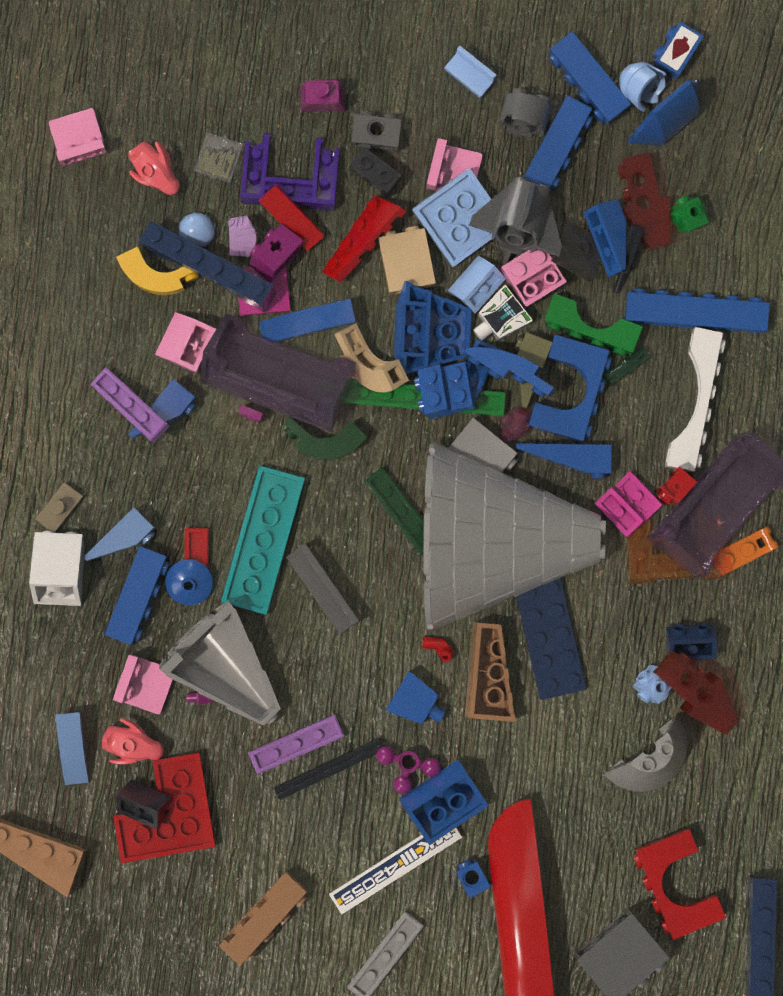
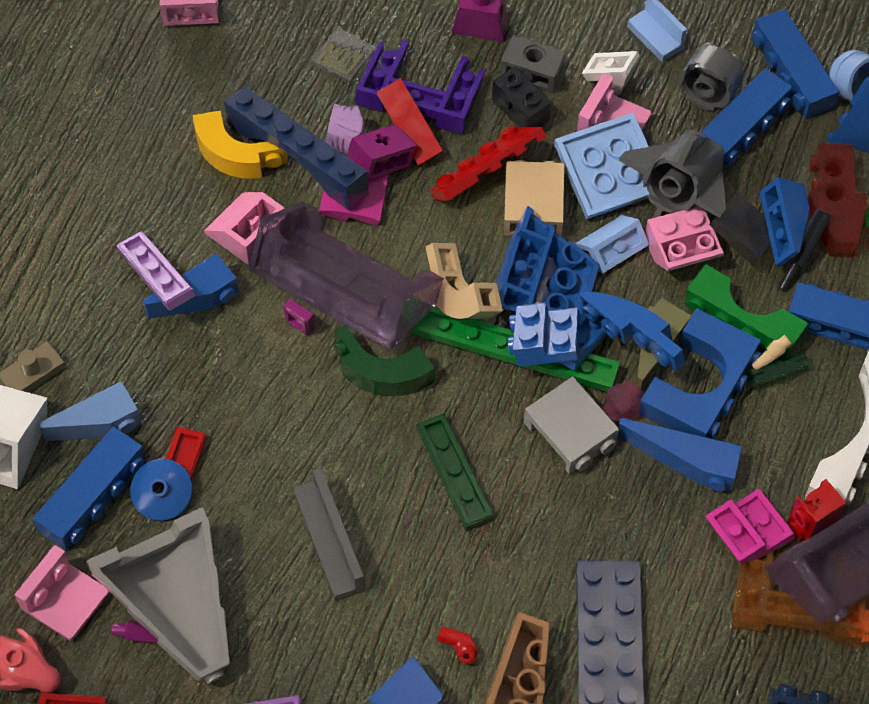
camera: 20 degrees right, 25 degrees down
(154, 167) = (265, 42): coral animal -> none
(197, 229) = (299, 110): light blue hair -> none
(263, 540) = (270, 462): teal plate -> none
(308, 321) = (395, 233): blue slope -> none
(441, 122) = (616, 64): none -> white slope
(495, 537) = (562, 520): light grey cone -> none
(502, 316) = (637, 278): torso -> none
(620, 358) = (773, 351): none -> tan piece

